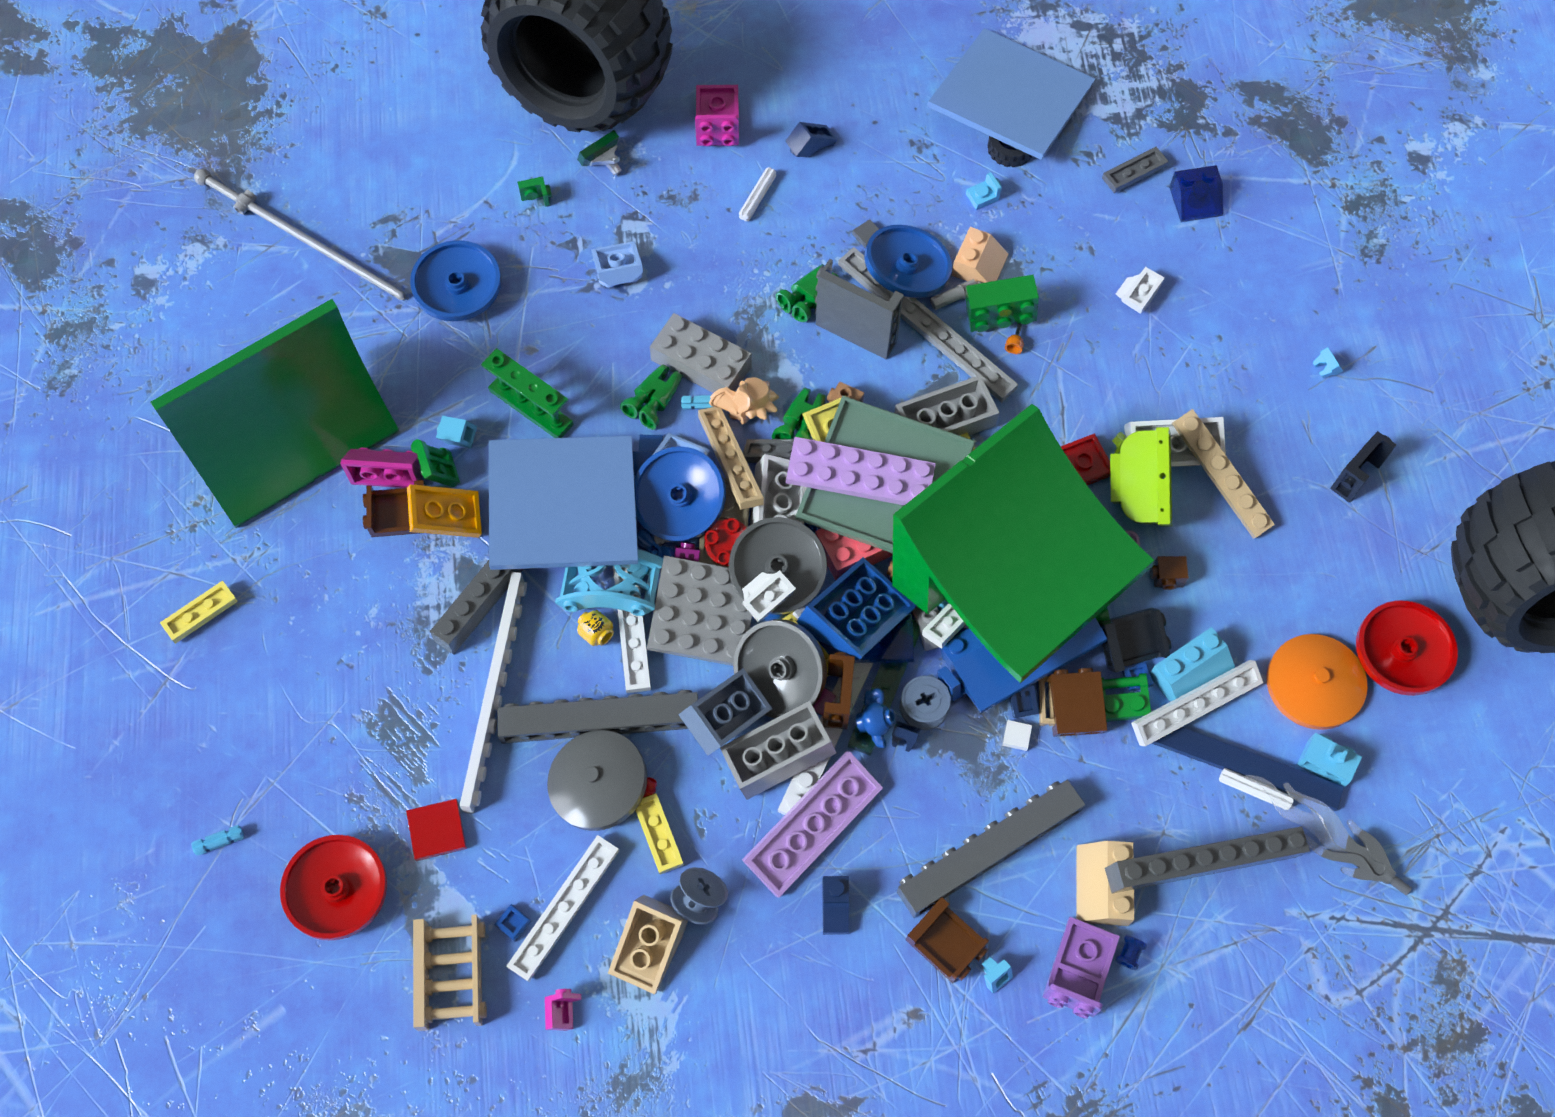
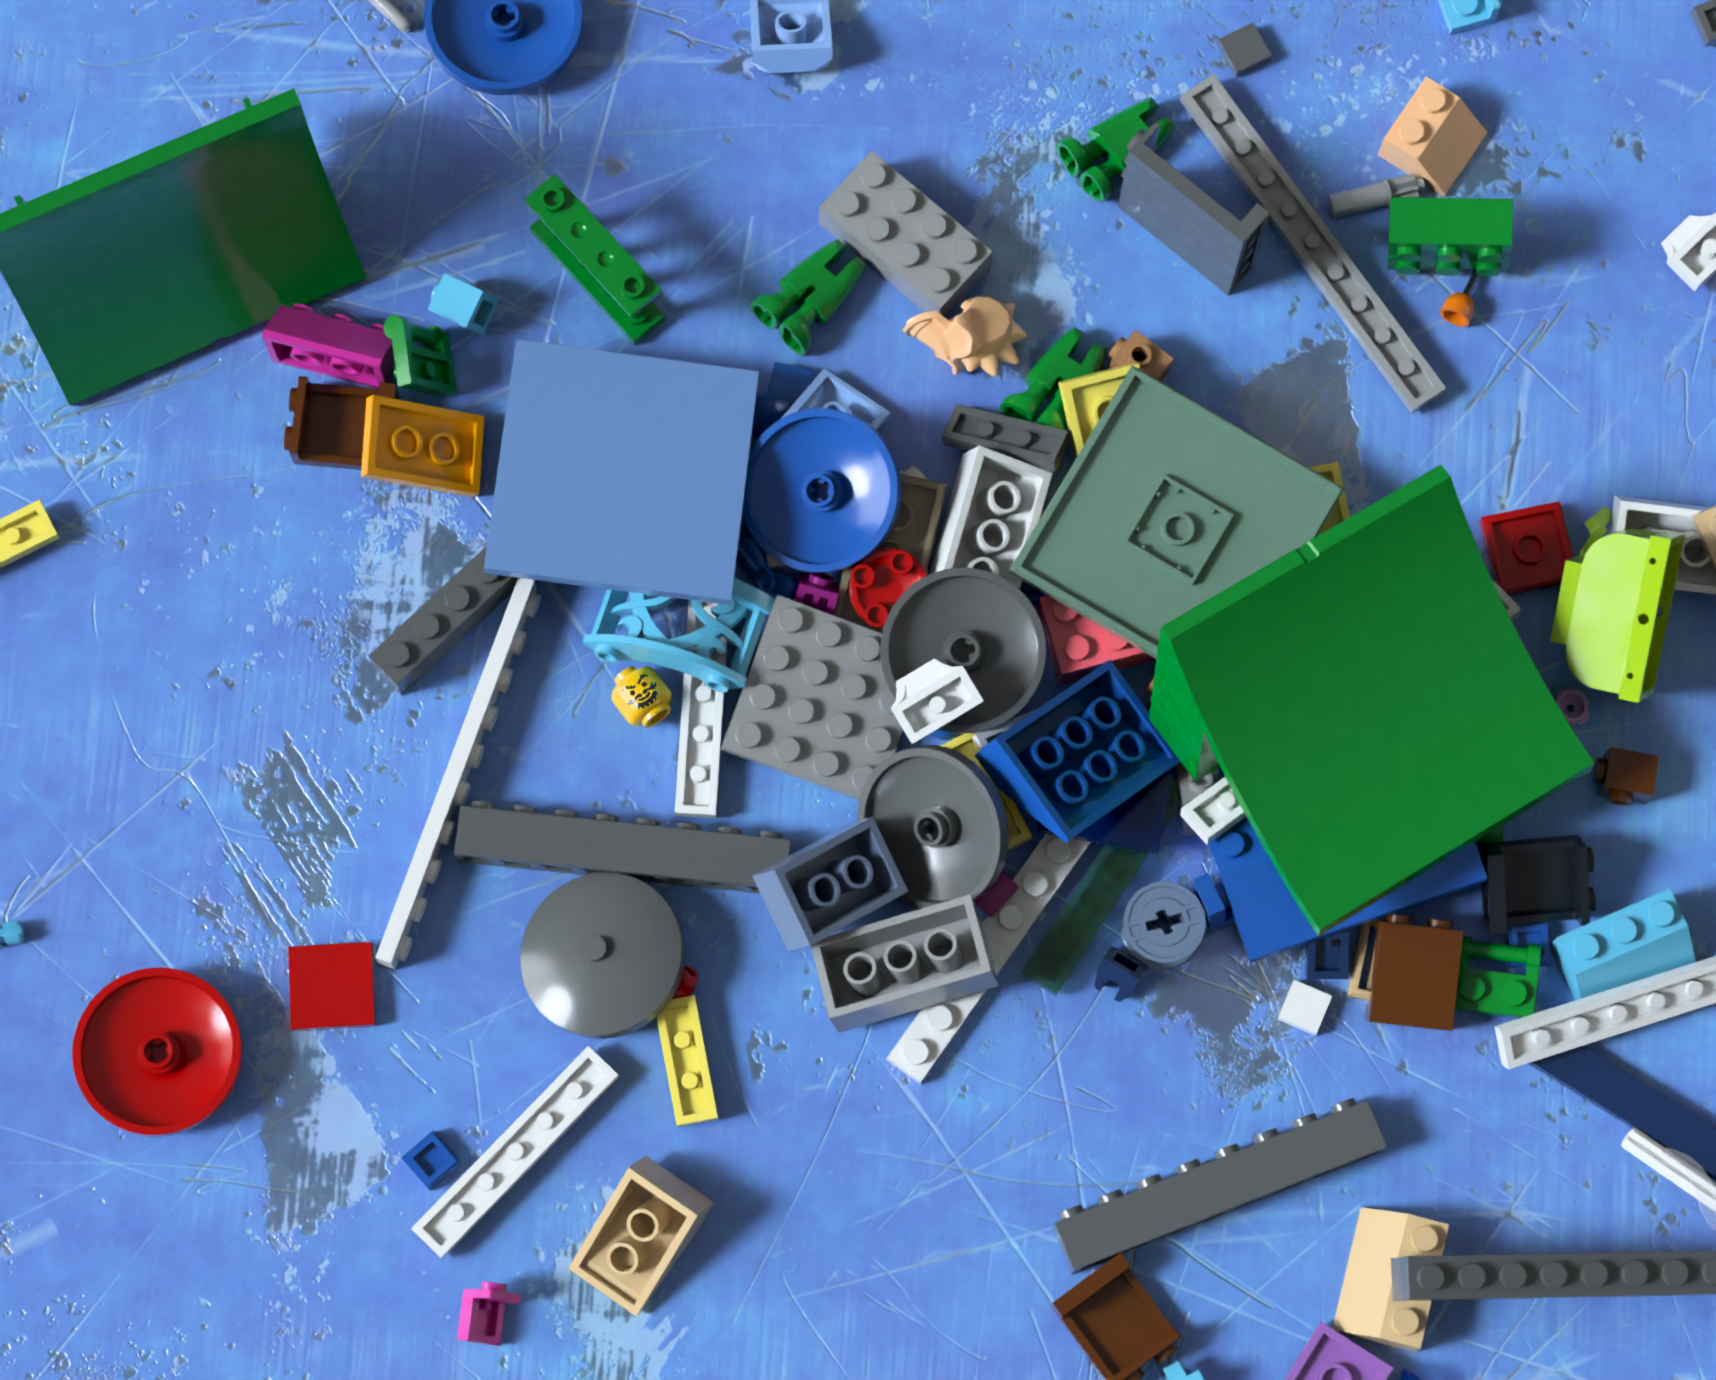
camera: 10 degrees right, 10 degrees up
(425, 987) = (285, 1195): tan fence -> none
(698, 402) = (886, 319): medium azure axle -> none
(699, 895) = (733, 1176): sand blue piece -> none
(730, 458) = (920, 439): tan plate -> none
(812, 824) = (938, 1093): lavender plate -> none
(835, 905) = (949, 1231): dark blue arch -> none
(837, 714) = (1016, 926): reddish brown panel -> none
(857, 471) = (1133, 513): lavender plate -> none
(876, 717) = (1074, 939): blue piece -> none
(908, 261) = (1303, 120): blue dish -> none
(955, 408) = (1320, 417): light grey brick -> none

